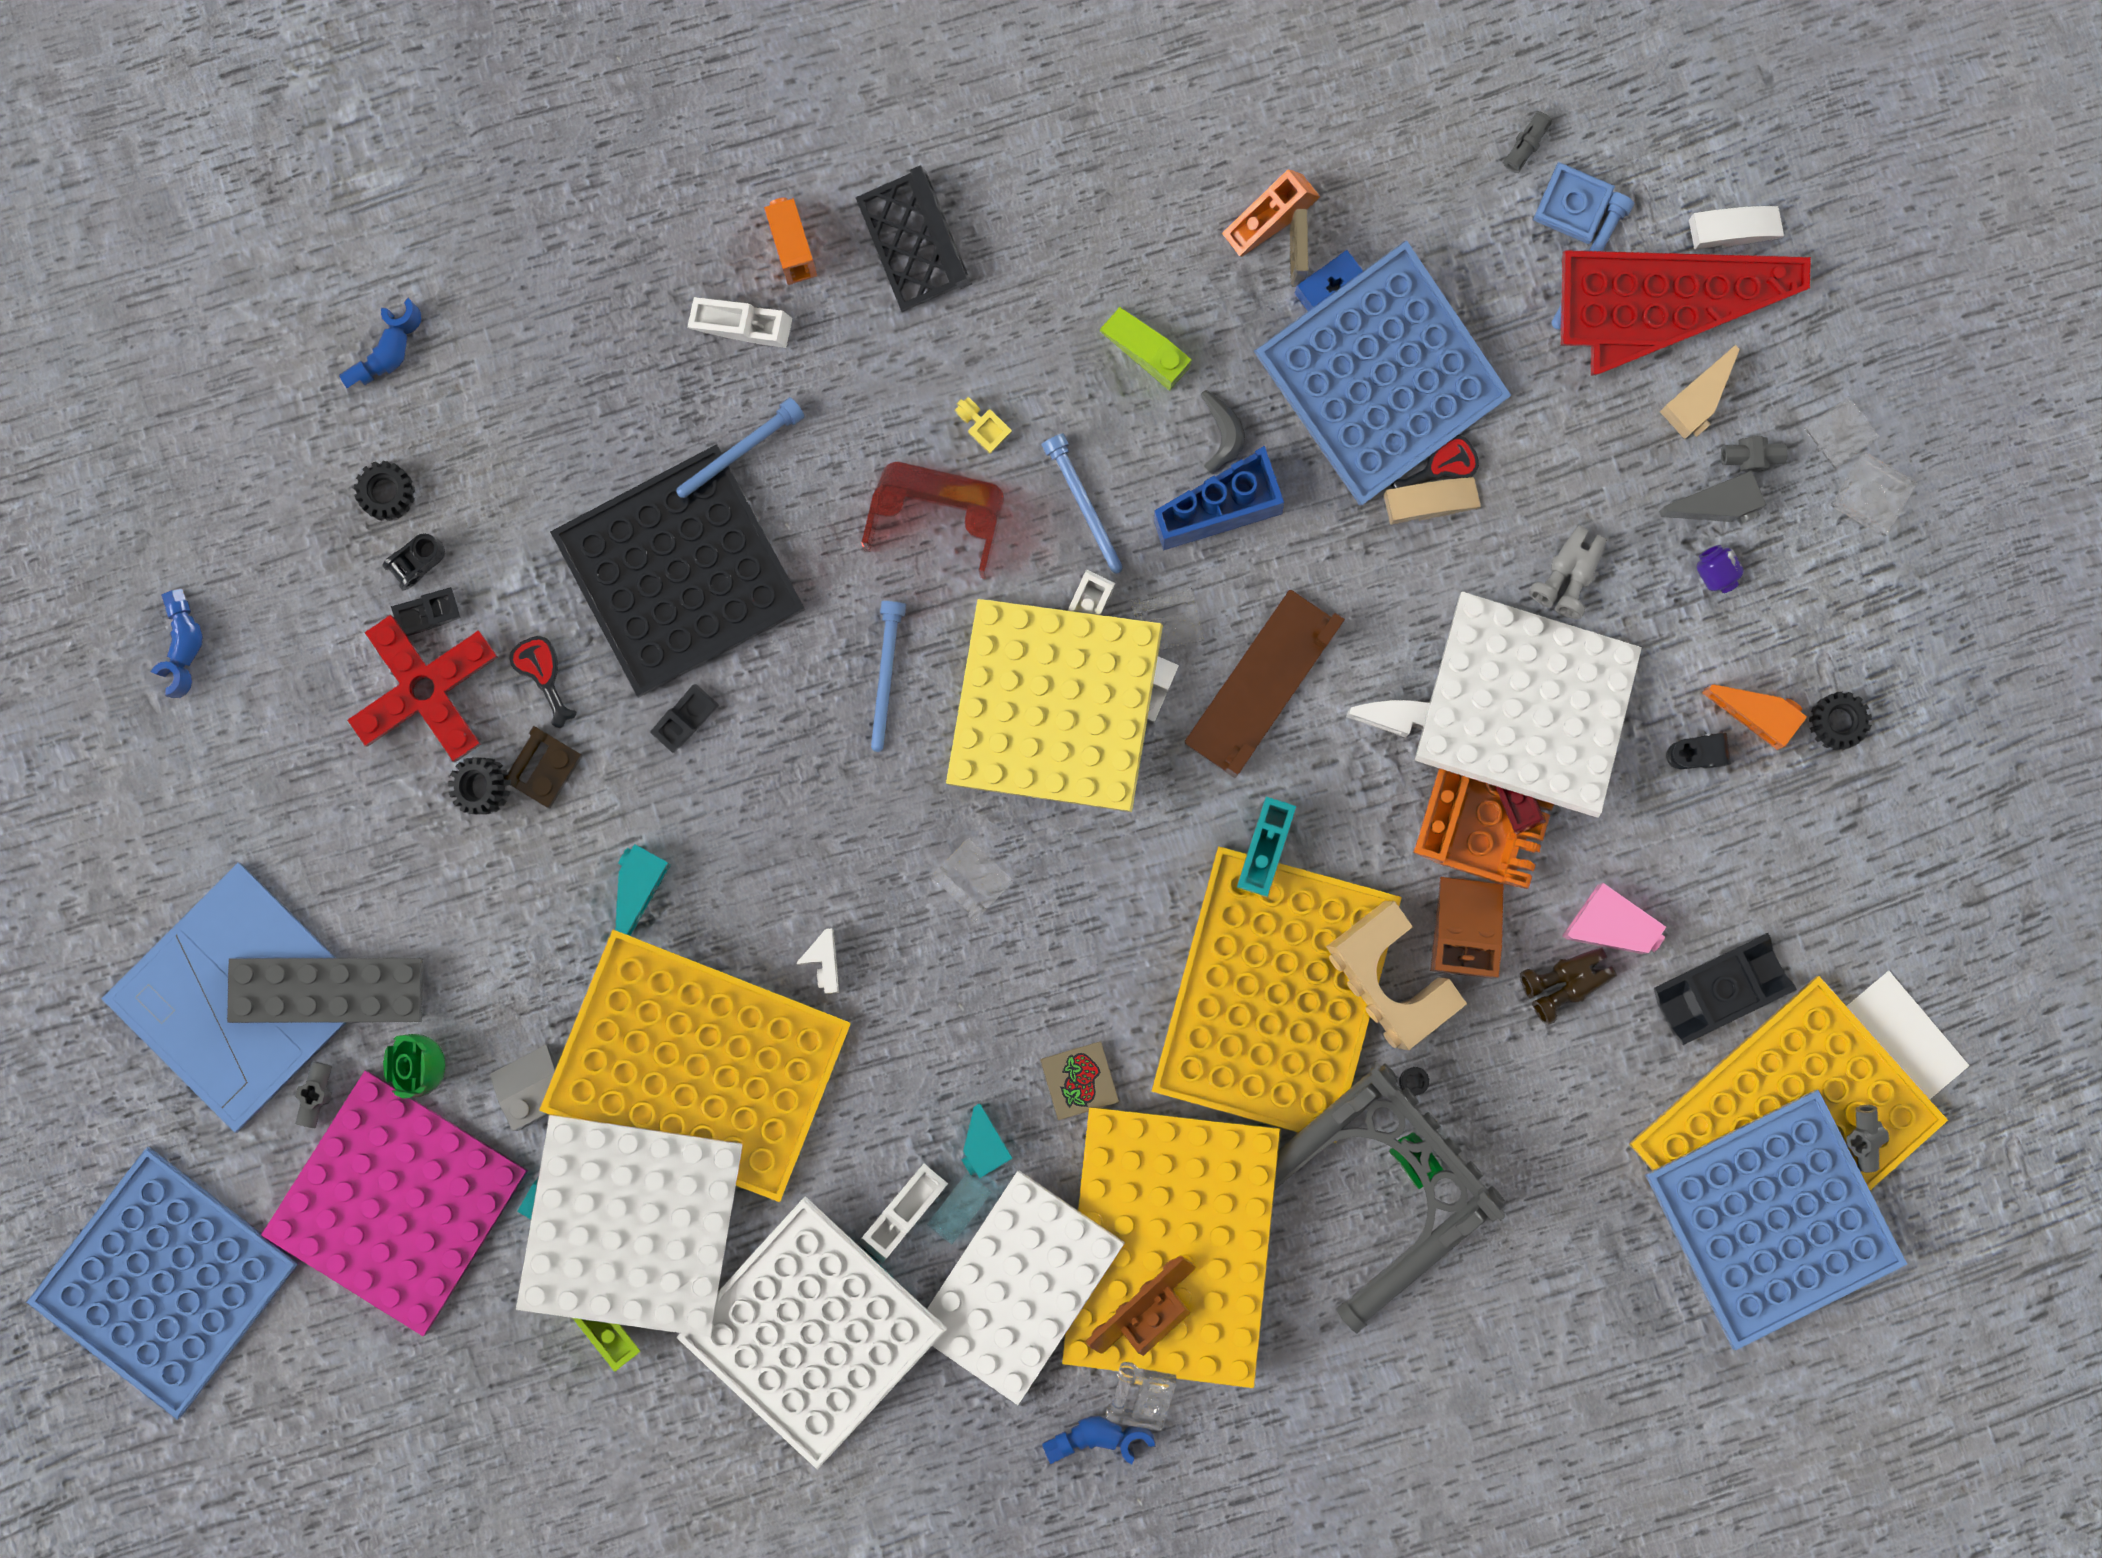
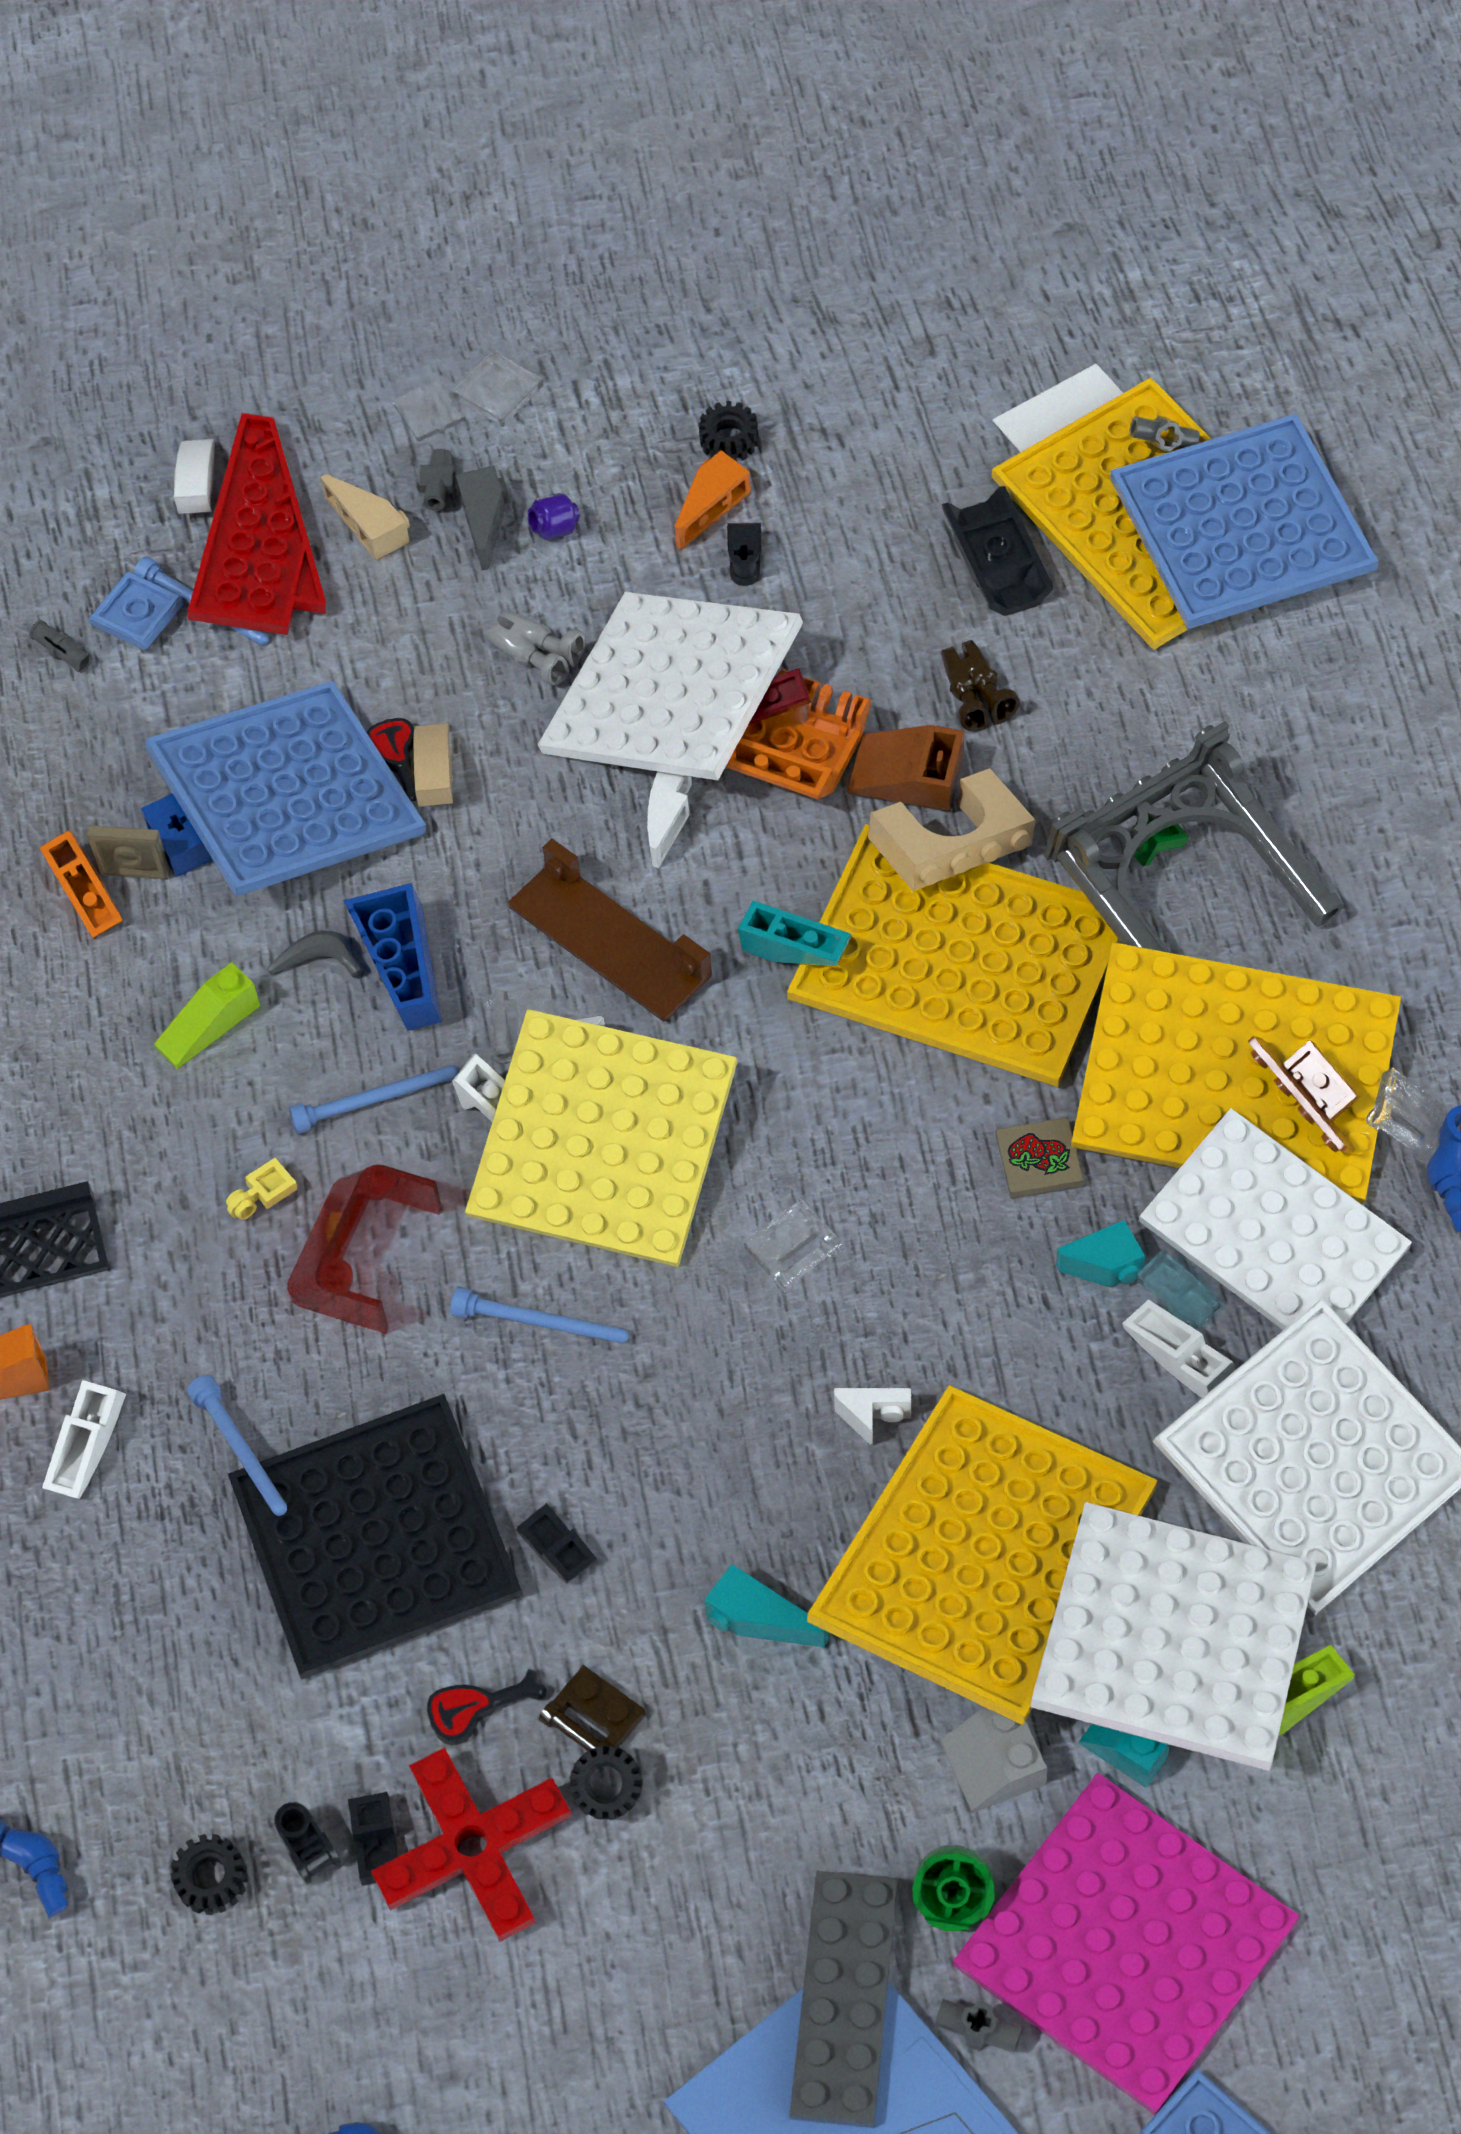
camera: 75 degrees left, 25 degrees down
(1615, 923) = (915, 638): bright pink slope -> none

